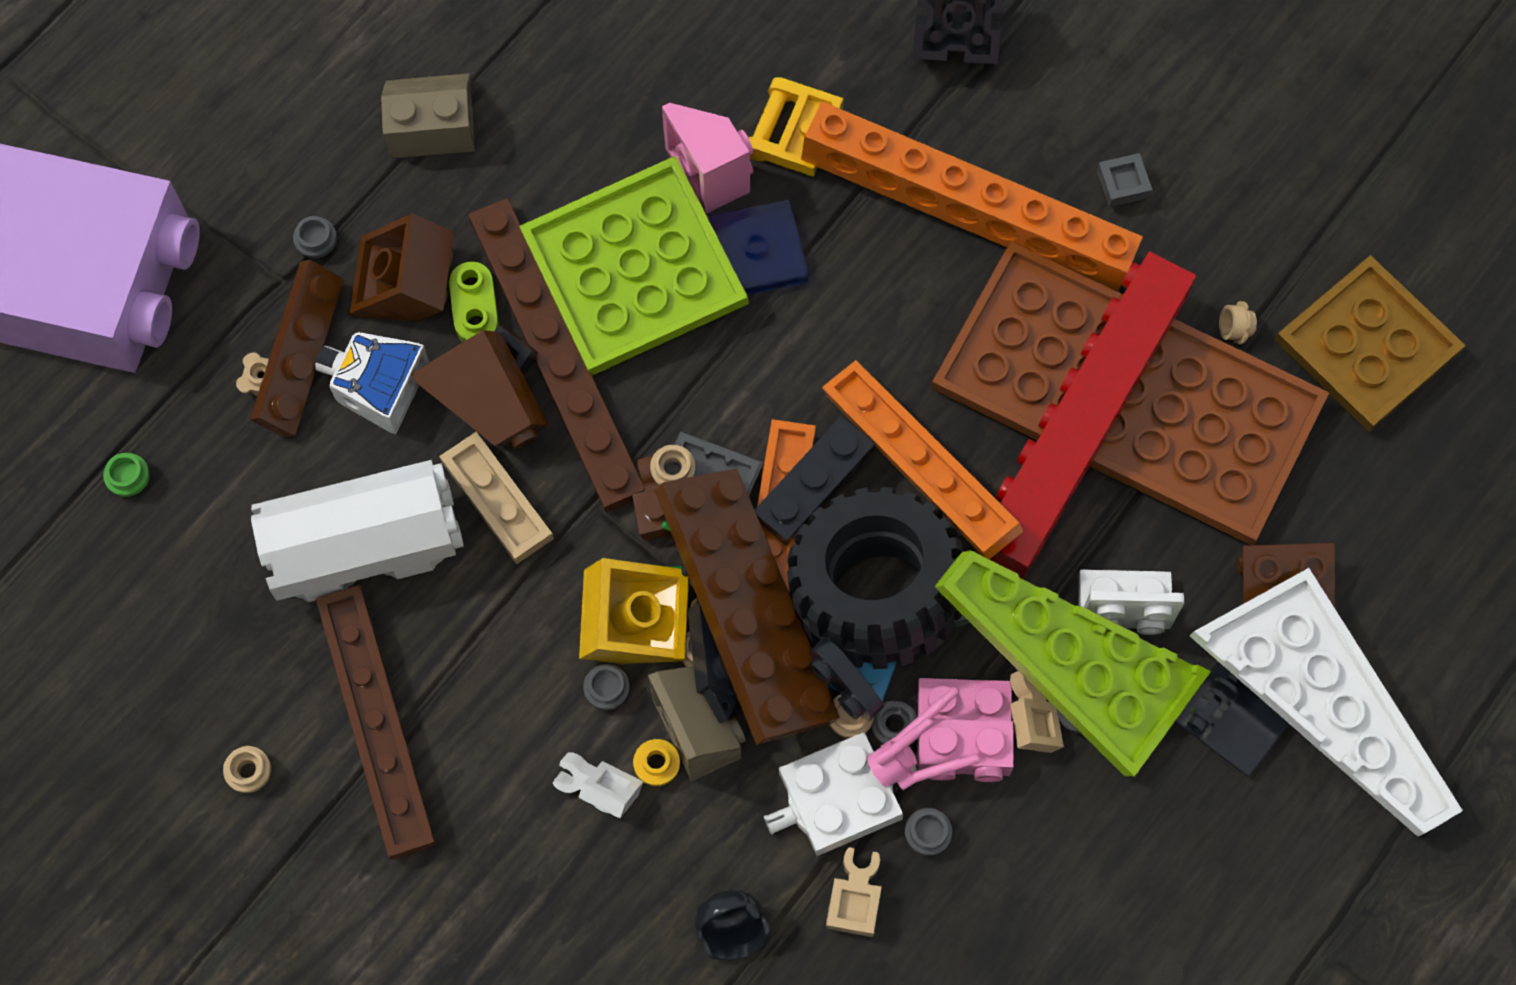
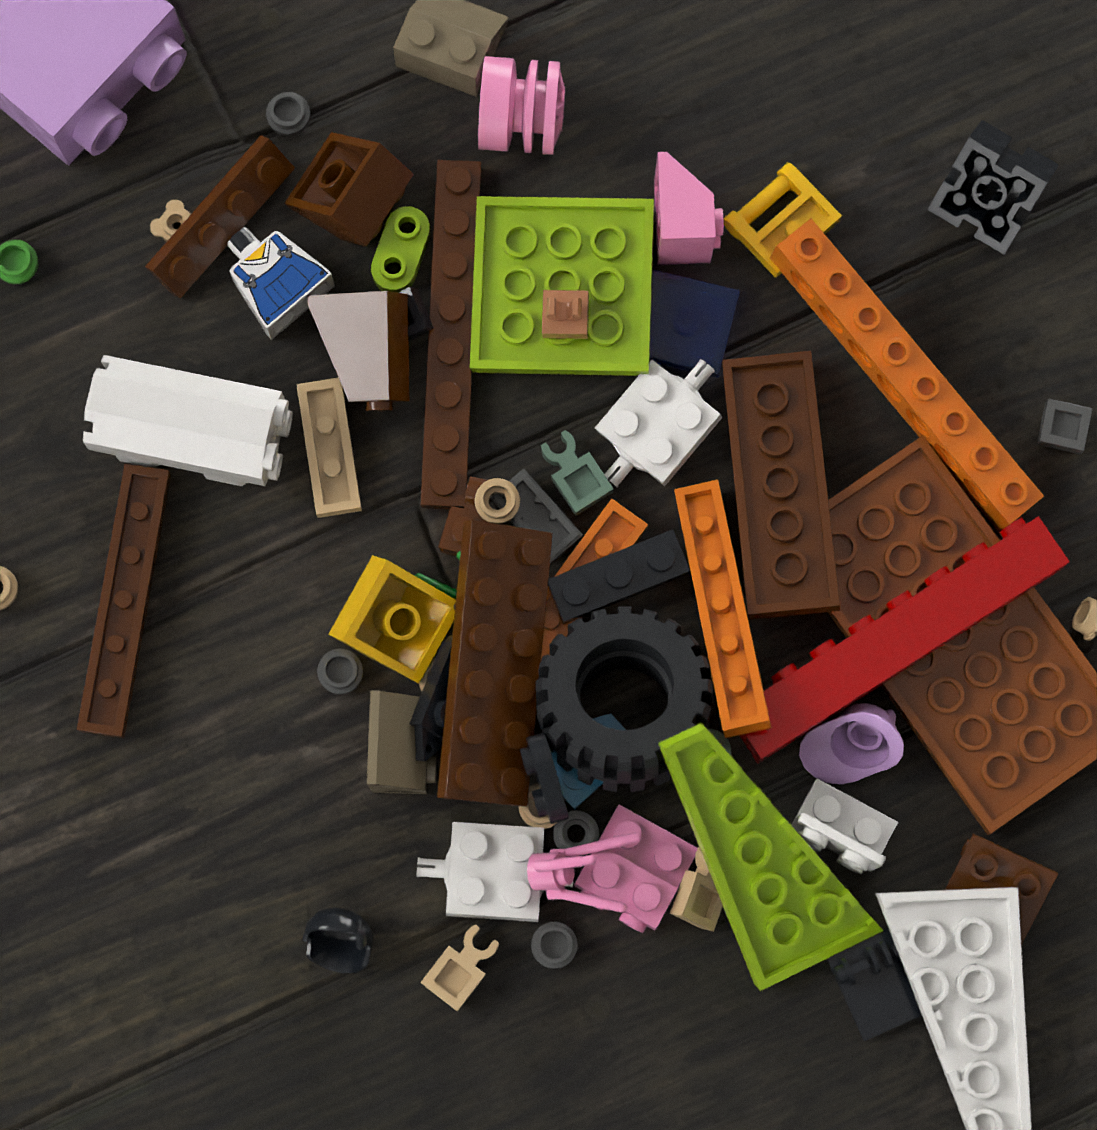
camera: 25 degrees right, 10 degrees up
(519, 131) = (519, 105): none -> bright pink wheel
(601, 786) = (289, 760): white plate -> none
(649, 283) = (565, 314): none -> nougat tile
(658, 776) = (334, 757): yellow plate -> none
(732, 419) = (578, 479): none -> sand green plate
(778, 339) = (658, 423): none -> white plate
(914, 337) = (780, 485): none -> reddish brown plate
(1097, 524) = (852, 745): none -> lavender piece

